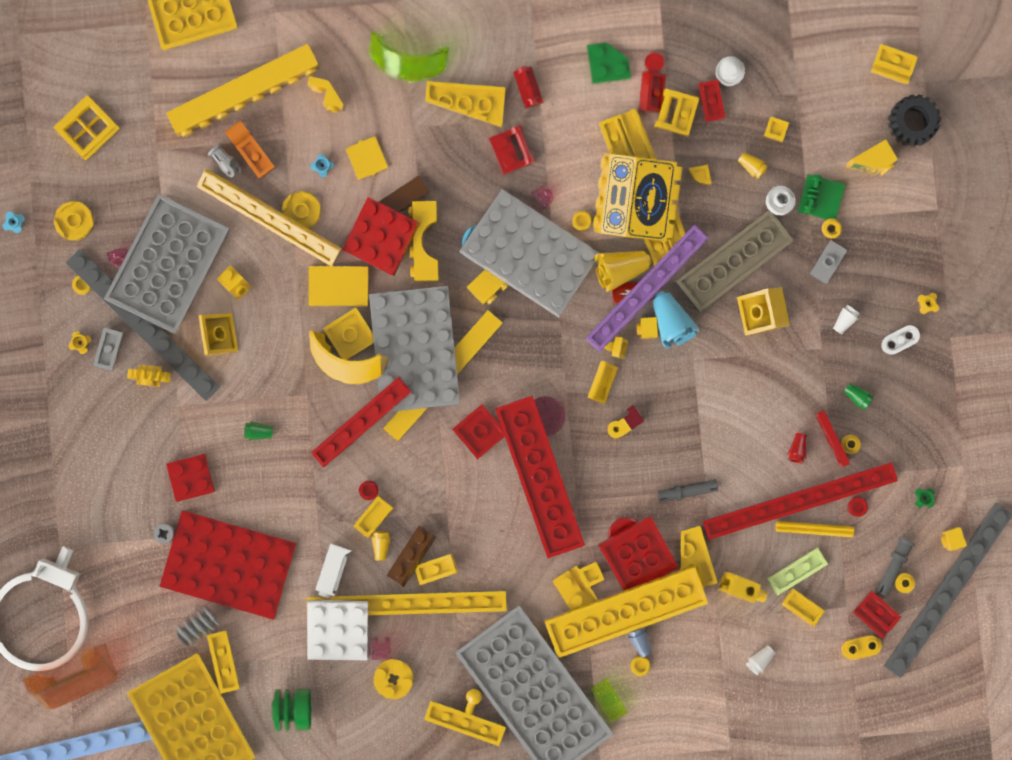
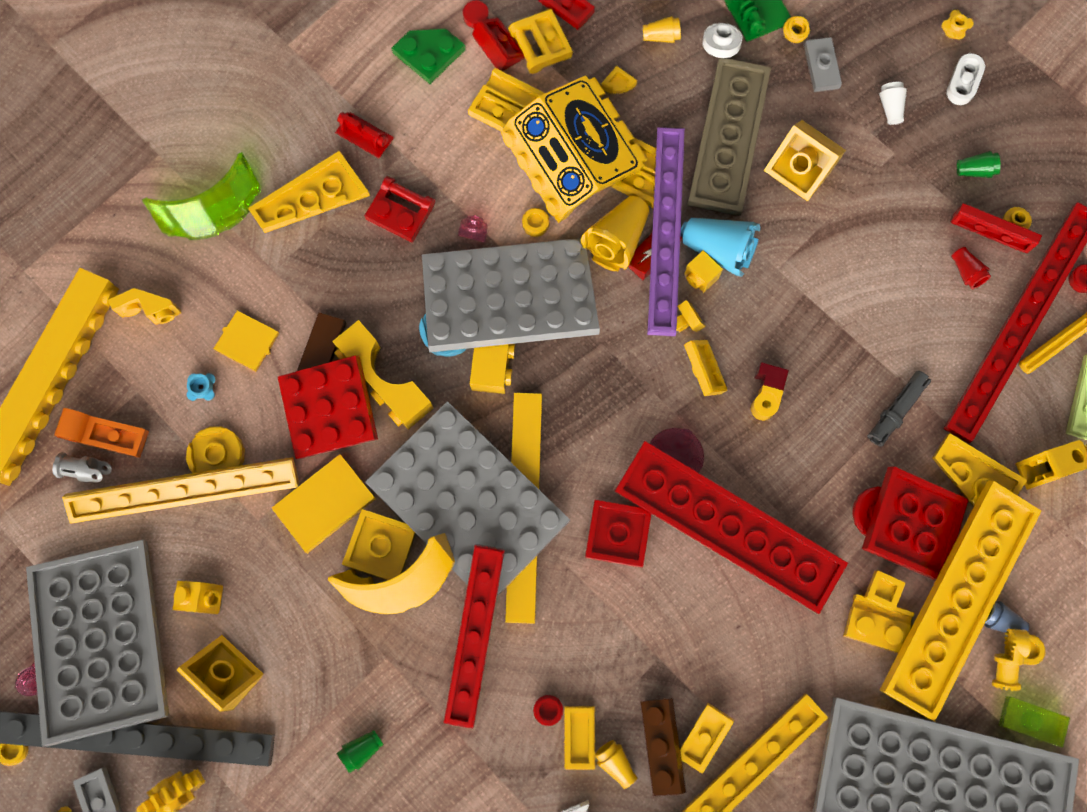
camera: 35 degrees left, 10 degrees down
(622, 662) = (1008, 663): none -> yellow connector

